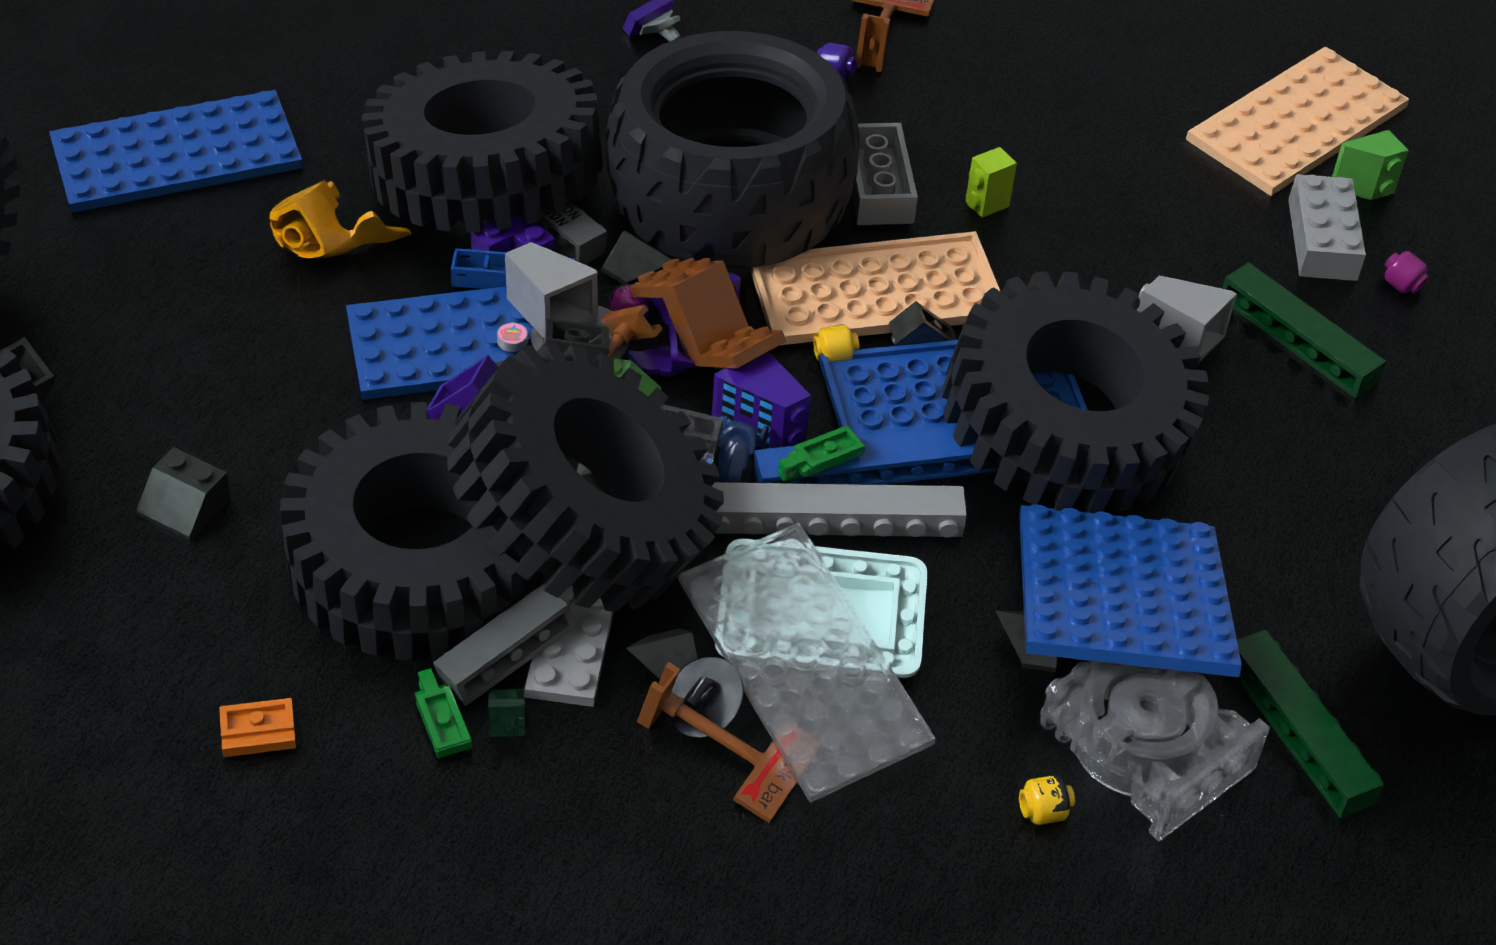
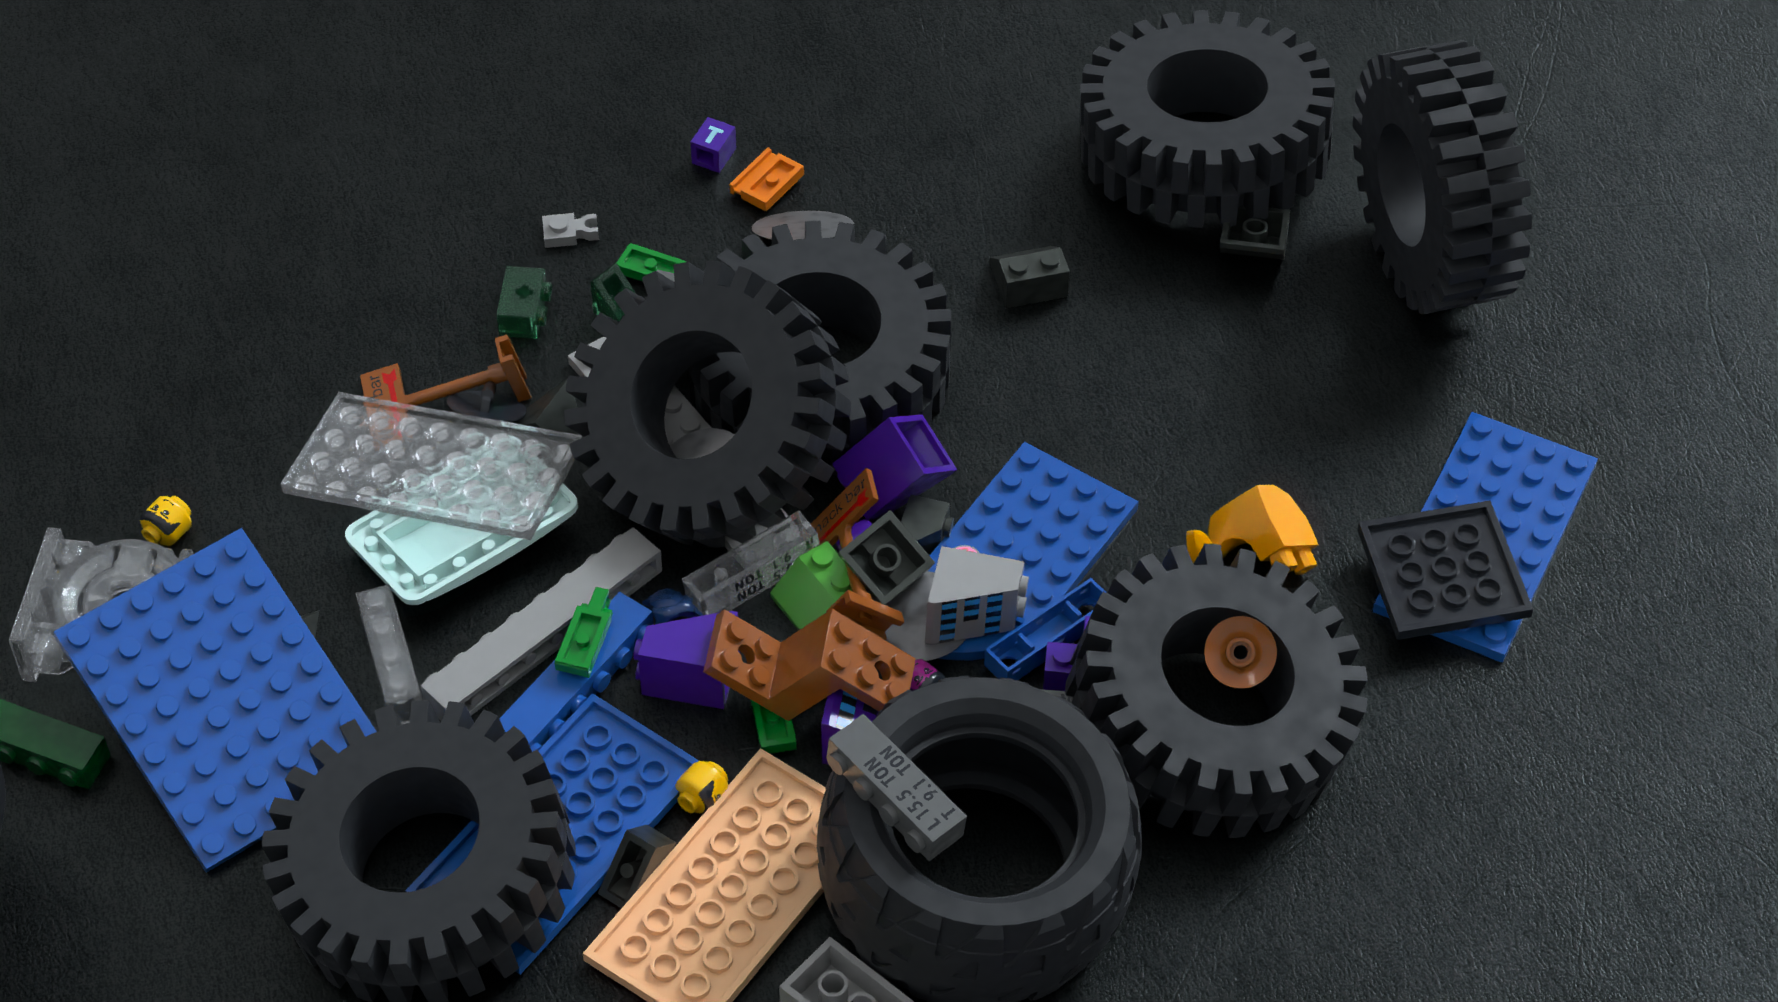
camera: 140 degrees right, 5 degrees up
(244, 129) = (1444, 570): none -> black plate
(257, 790) = (713, 144): none -> dark purple brick
(295, 646) = (796, 223): none -> flat silver sticker
(453, 120) = (1221, 646): none -> dark orange dish
(464, 823) = (564, 229): none -> light grey plate
(579, 768) = (523, 302): none -> clear green brick
(792, 109) = (895, 787): none -> dark grey brick
(963, 565) = (388, 650): none -> clear brick

